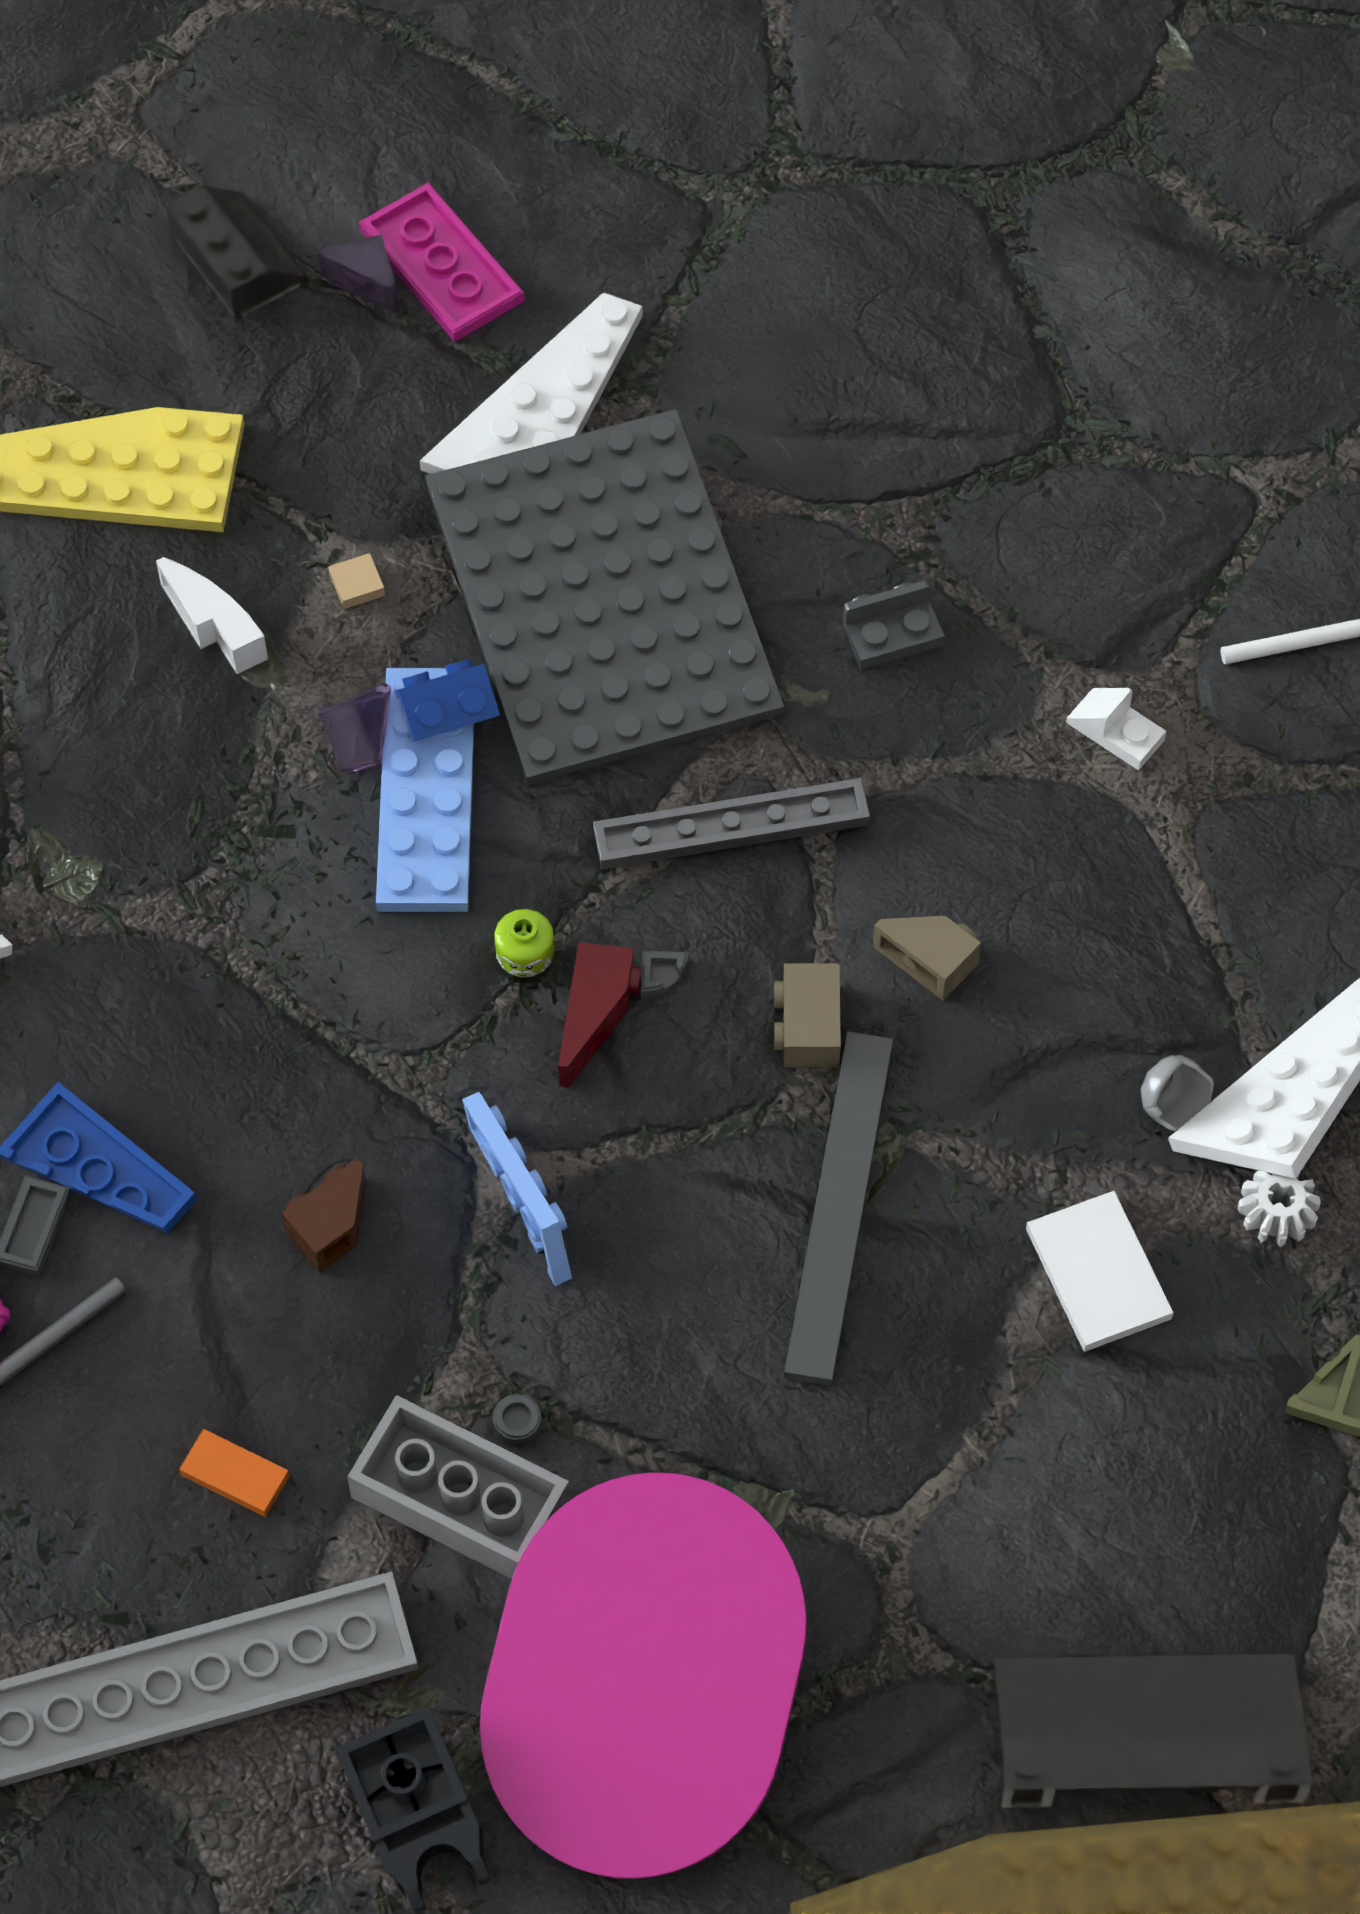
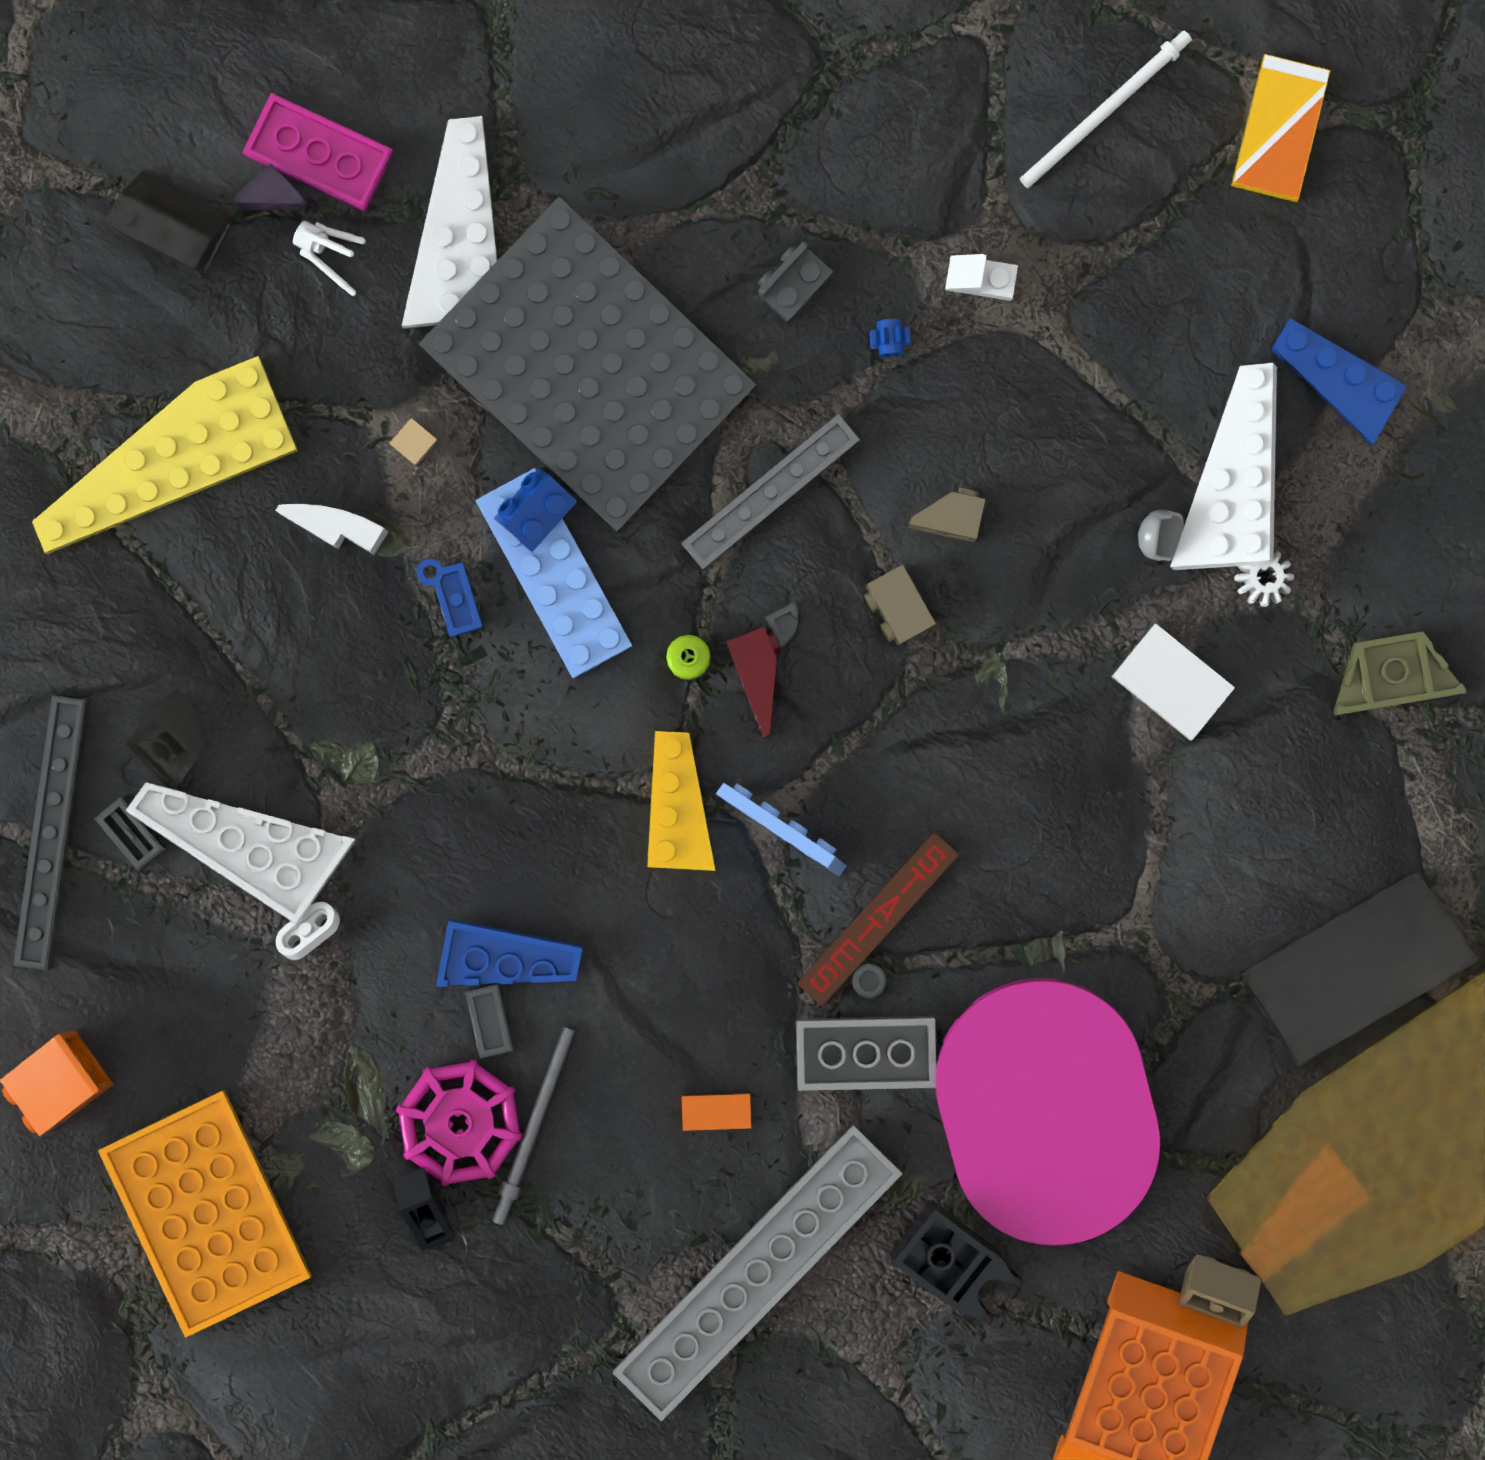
camera: 30 degrees left, 25 degrees up
(296, 752) = (454, 596): none -> blue hinge
(329, 1217) = (677, 914): reddish brown slope -> none
(358, 727) = (483, 555): clear purple slope -> none
(382, 336) = (314, 239): none -> white plant
(407, 1106) = (677, 812): none -> yellow wing
(571, 1353) = (877, 919): none -> reddish brown tile
(838, 1209) = (988, 726): dark grey tile -> none
(969, 730) = (890, 338): none -> blue gear

